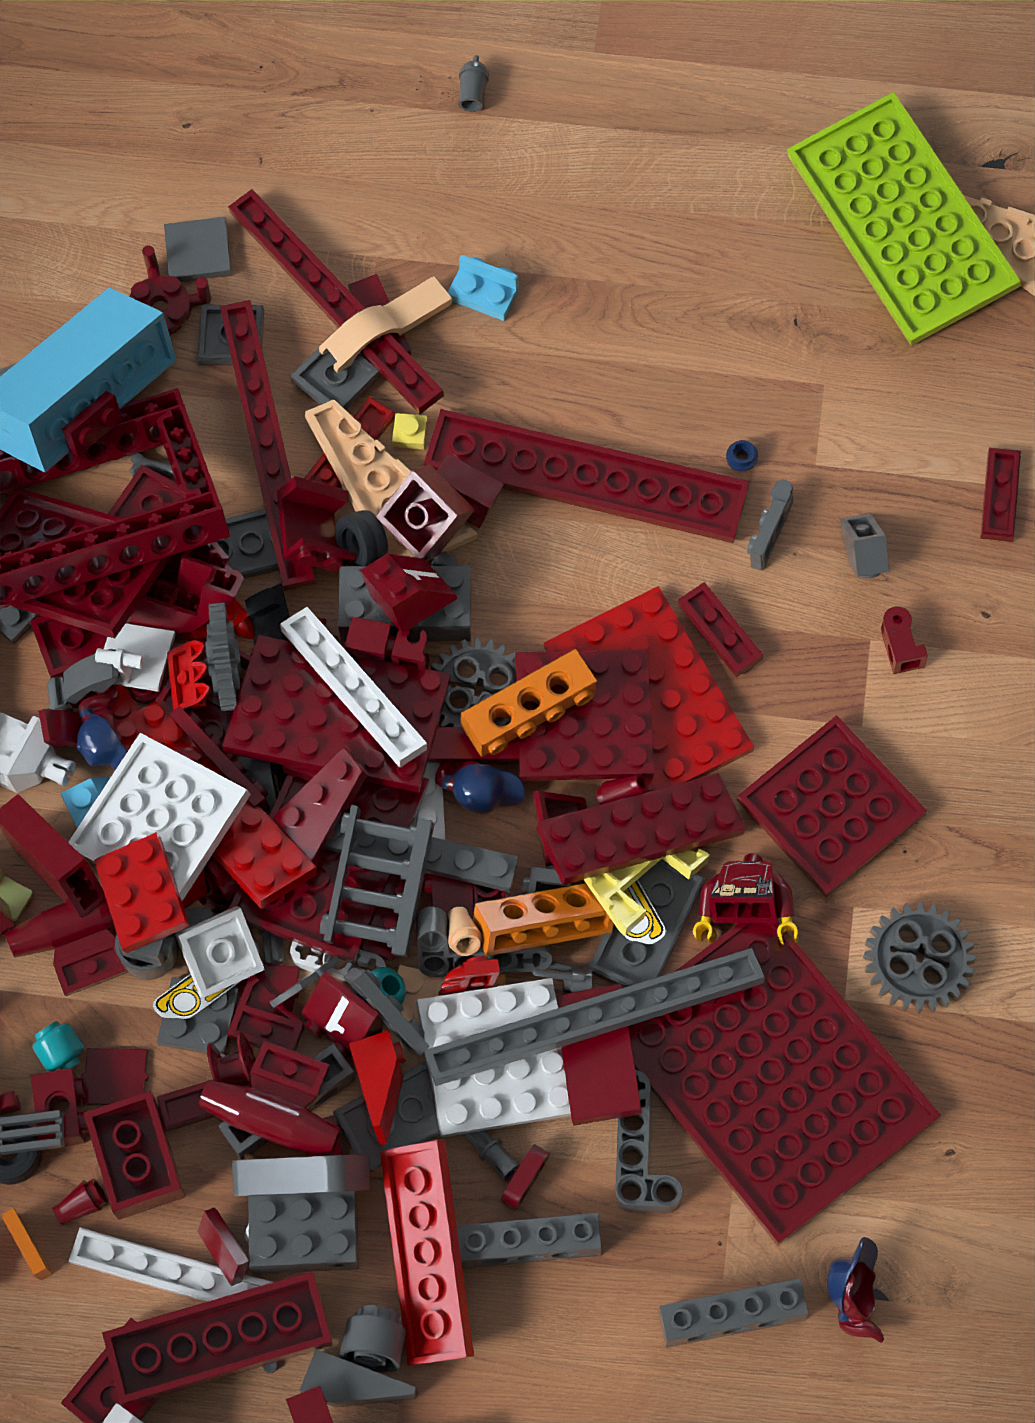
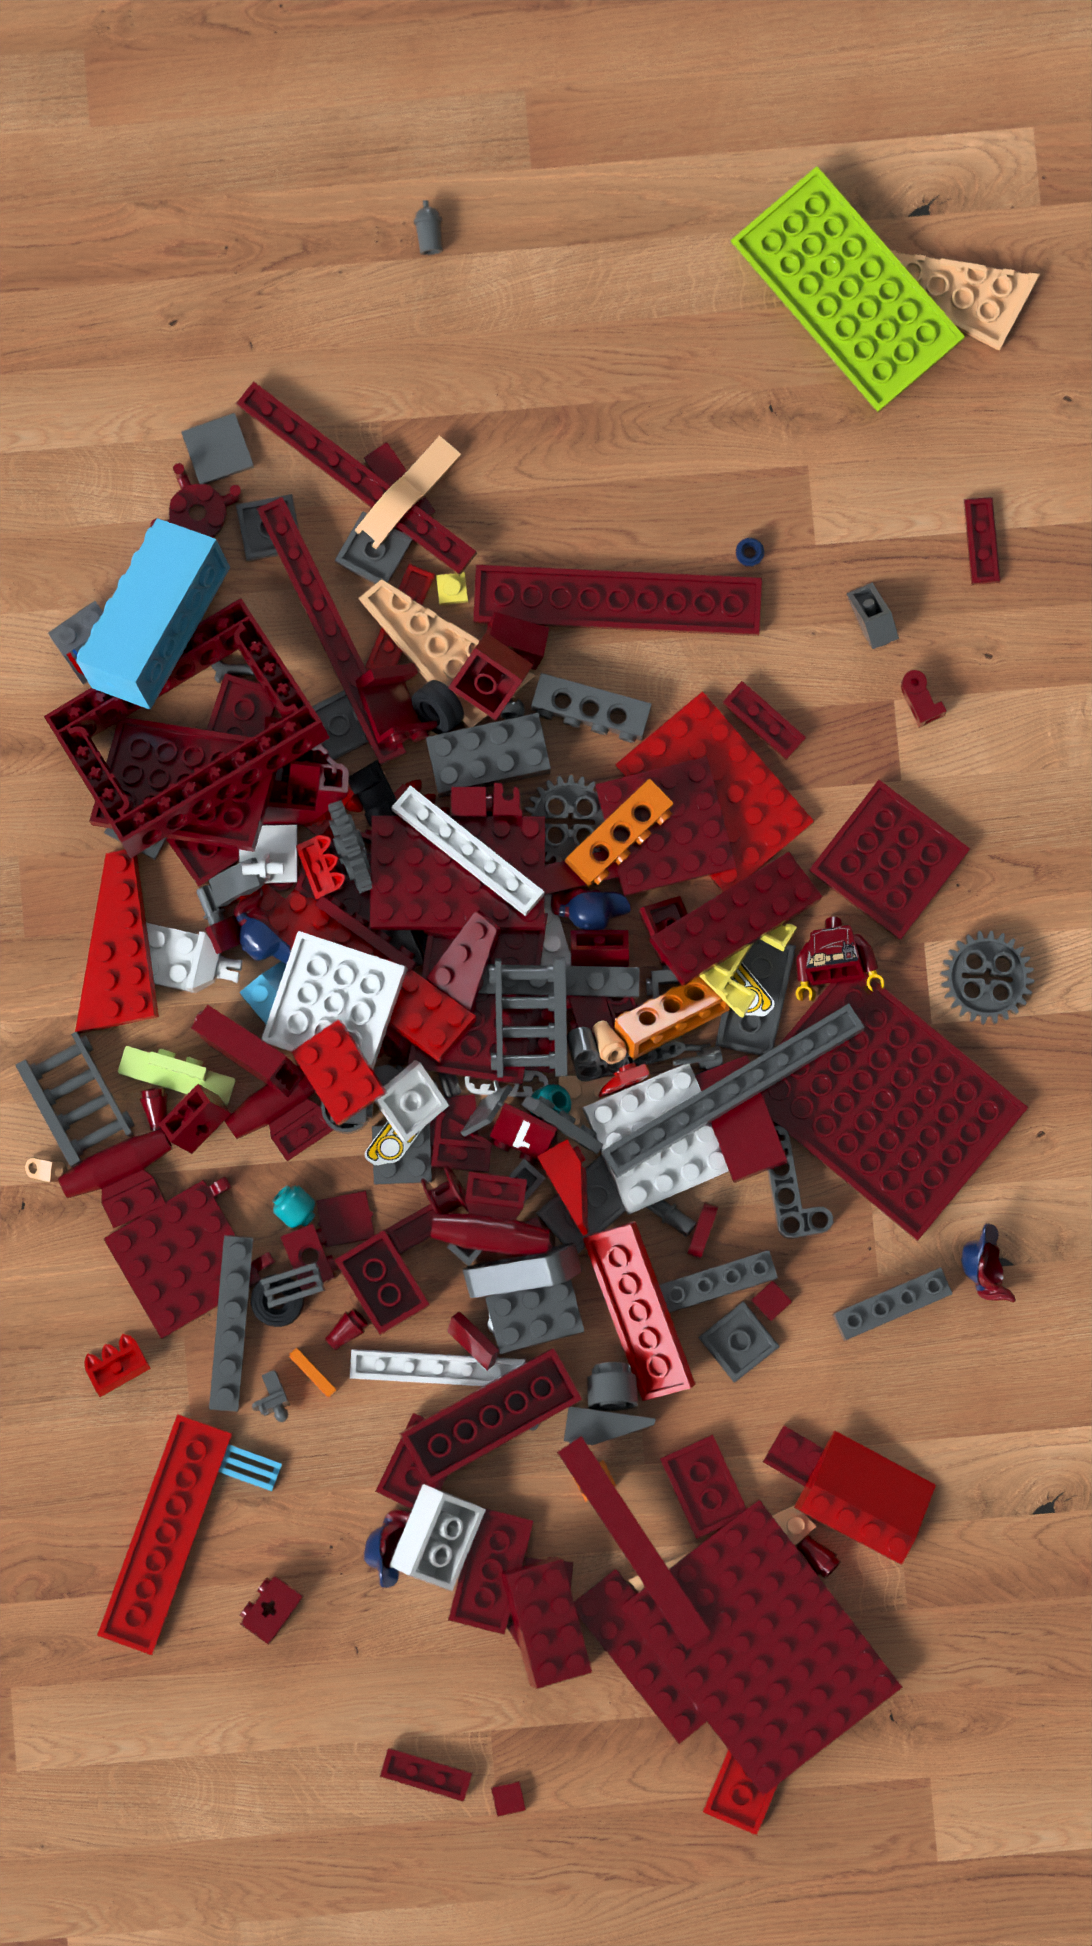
camera: 15 degrees left, 15 degrees up
(92, 423) = (179, 655): dark red plate -> none
(406, 589) = (493, 752): dark red slope -> none
(479, 828) = (599, 948): none -> dark red brick
(484, 287) = (486, 435): medium azure bracket -> none
(493, 548) = (635, 710): none -> dark grey brick
(539, 1320) = (738, 1342): none -> dark grey tile
(589, 1279) = (771, 1301): none -> dark red tile
(621, 788) = (710, 887): dark red cone -> none
(771, 524) = (788, 611): dark grey hinge -> none

